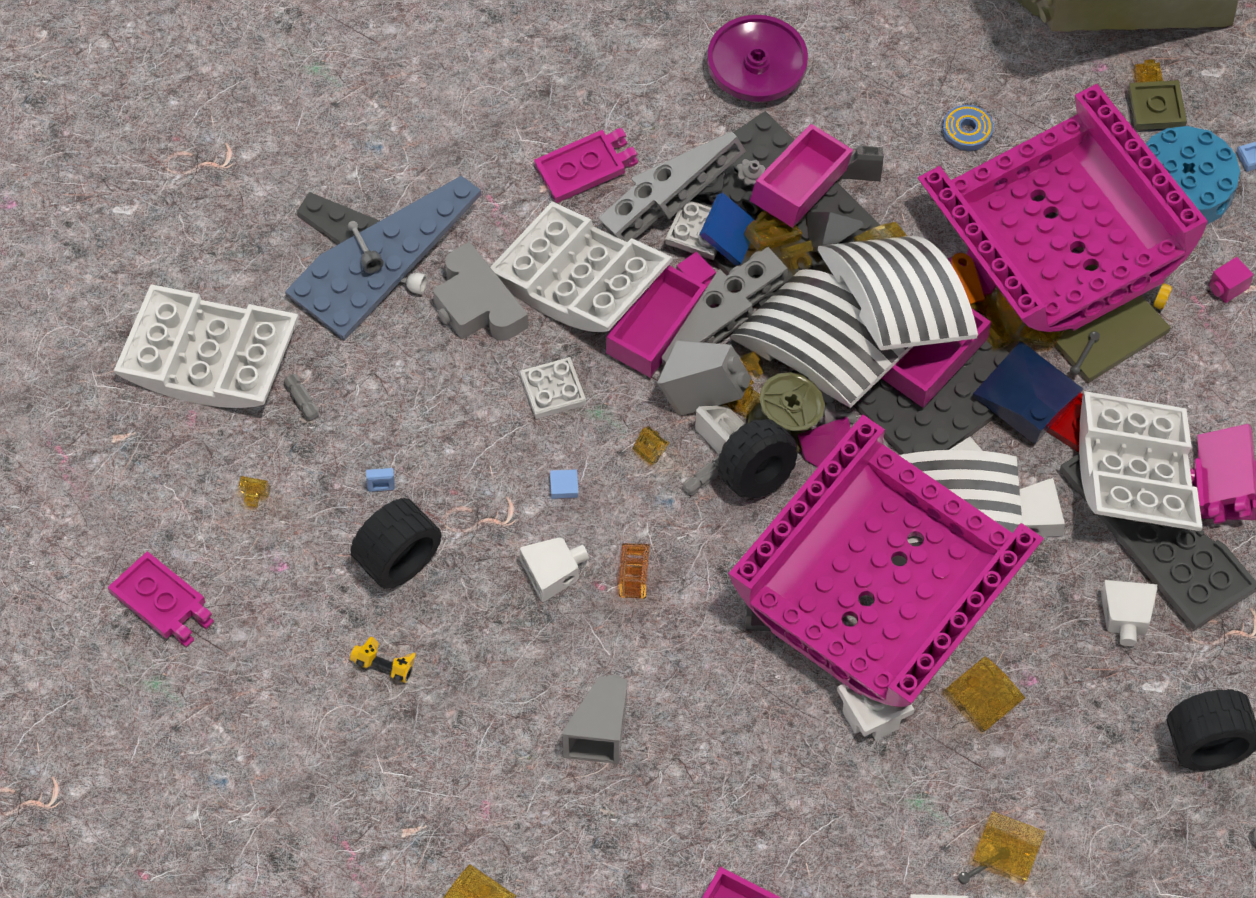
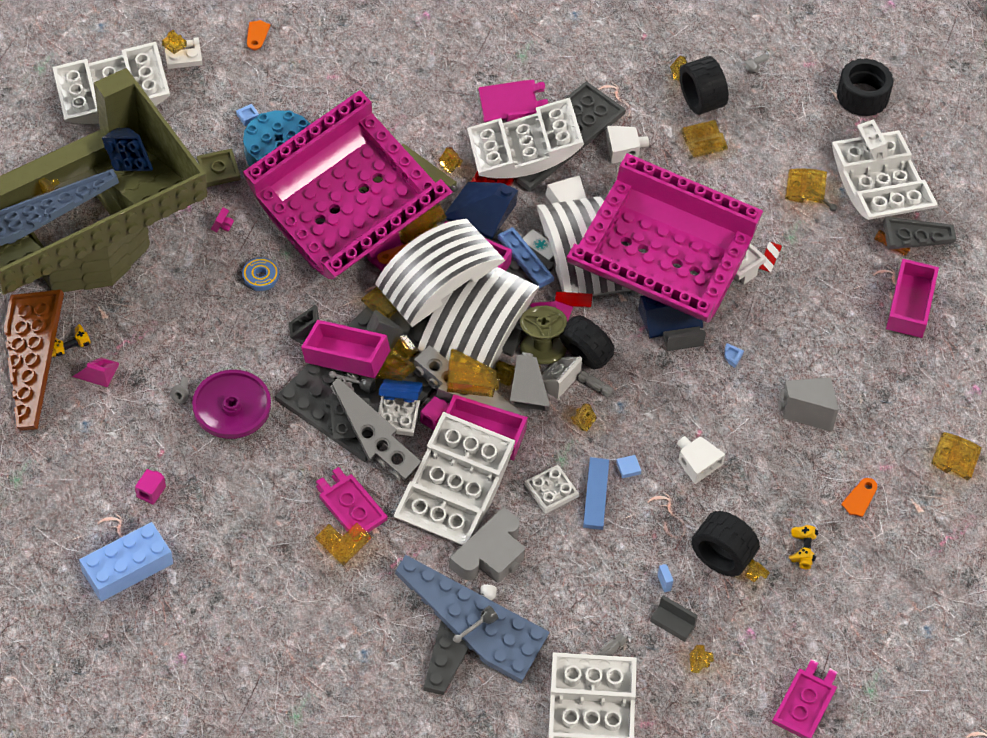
camera: 105 degrees left, 5 degrees down
(320, 477) = (674, 618): none -> dark grey panel
(360, 587) = (756, 570): none -> clear yellow tile
(442, 756) = (860, 497): none -> orange piece
(527, 144) = (344, 546): none -> clear yellow plate
(532, 436) = (596, 493): none -> medium blue tile
(632, 585) = (683, 418): clear orange slope -> none
(718, 660) = (733, 354): none -> light blue tile
(725, 300) = (470, 376): none -> clear yellow slope
(793, 17) = (180, 392): none -> light grey plate
(886, 762) = (771, 254): none -> sticker
(933, 427) = (526, 258): none -> medium blue tile
(1061, 94) = (222, 221): none -> dark pink tile
(1126, 728) = (704, 138): none -> clear yellow slope
(1130, 377) = (450, 160): none -> clear yellow tile

